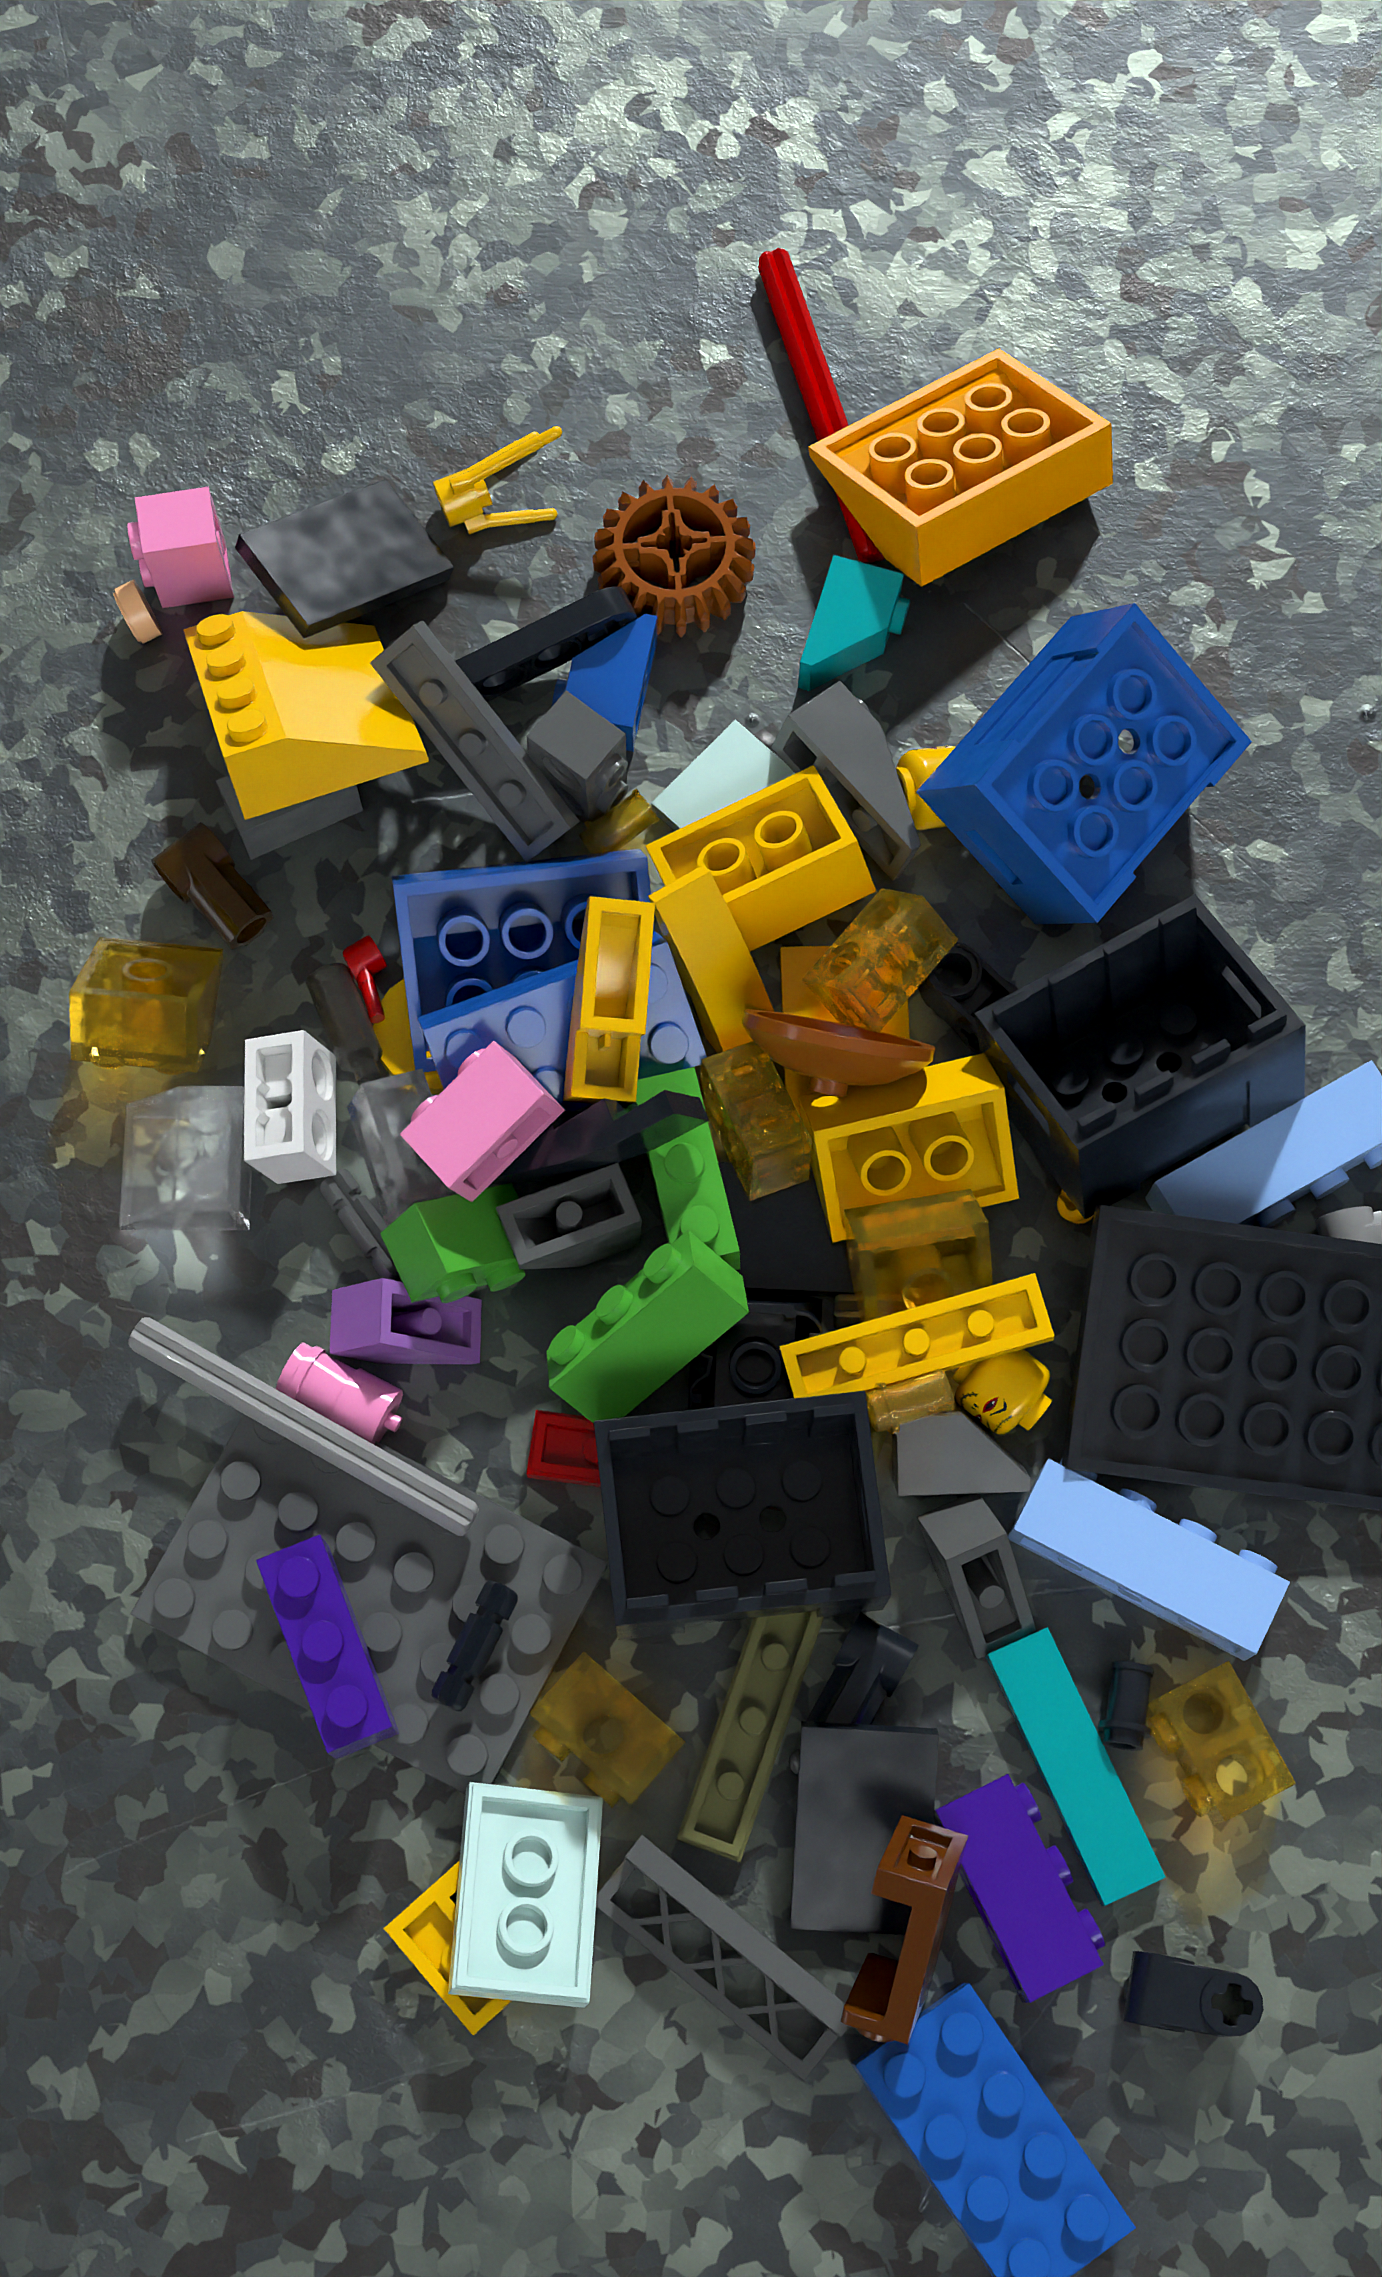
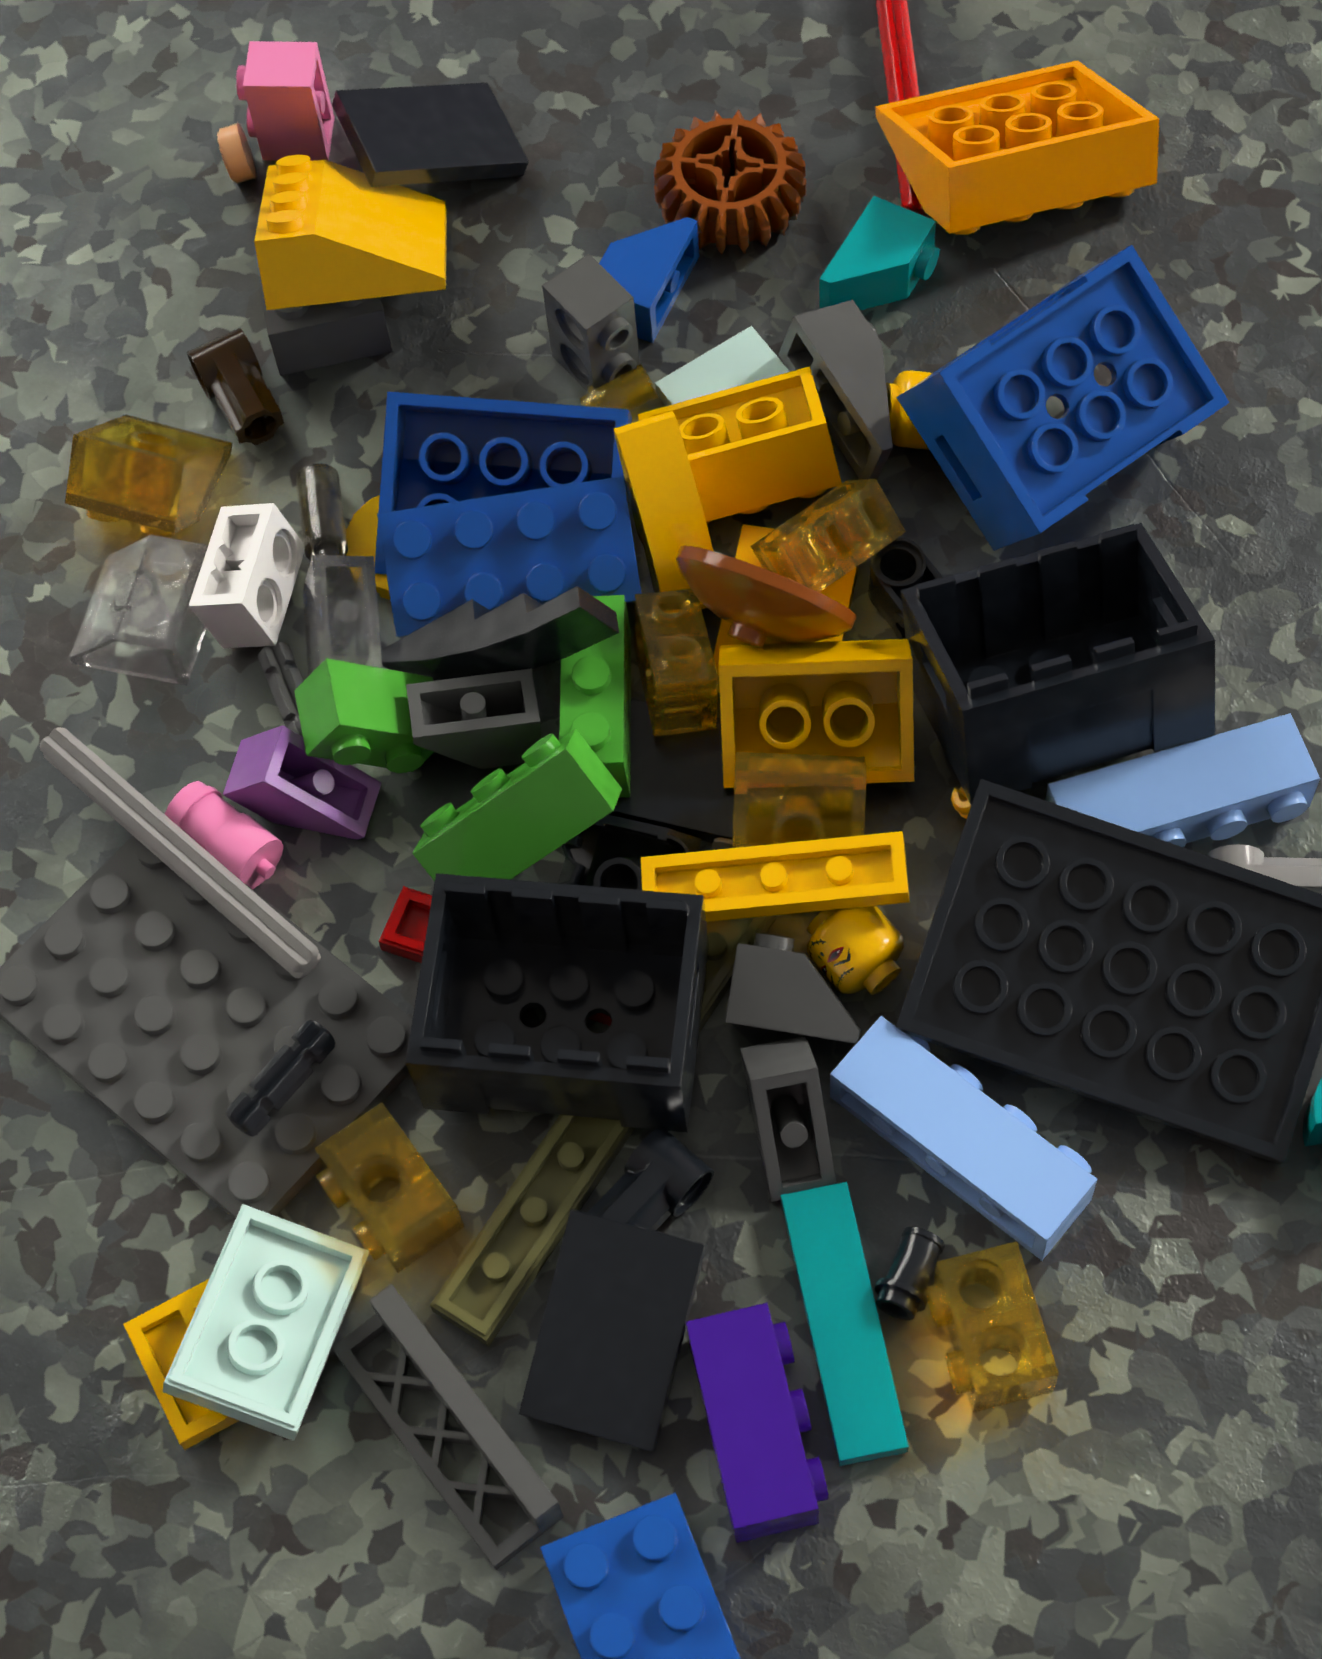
camera: 20 degrees right, 10 degrees down
(327, 1647) = (139, 1046): dark purple brick -> none
(364, 961) = (354, 473): red hand -> none
(466, 493) = (554, 99): yellow plant -> none
(474, 741) = (497, 289): dark grey fence -> none
(481, 1121) = (407, 598): bright pink brick -> none
(547, 642) = (491, 260): black beam -> none
(609, 1001) = (553, 508): yellow slope -> none
(909, 1401) = (751, 926): clear yellow pin -> none
(920, 1872) = (655, 1387): reddish brown panel -> none
(1178, 1996) = (891, 1565): black piece -> none

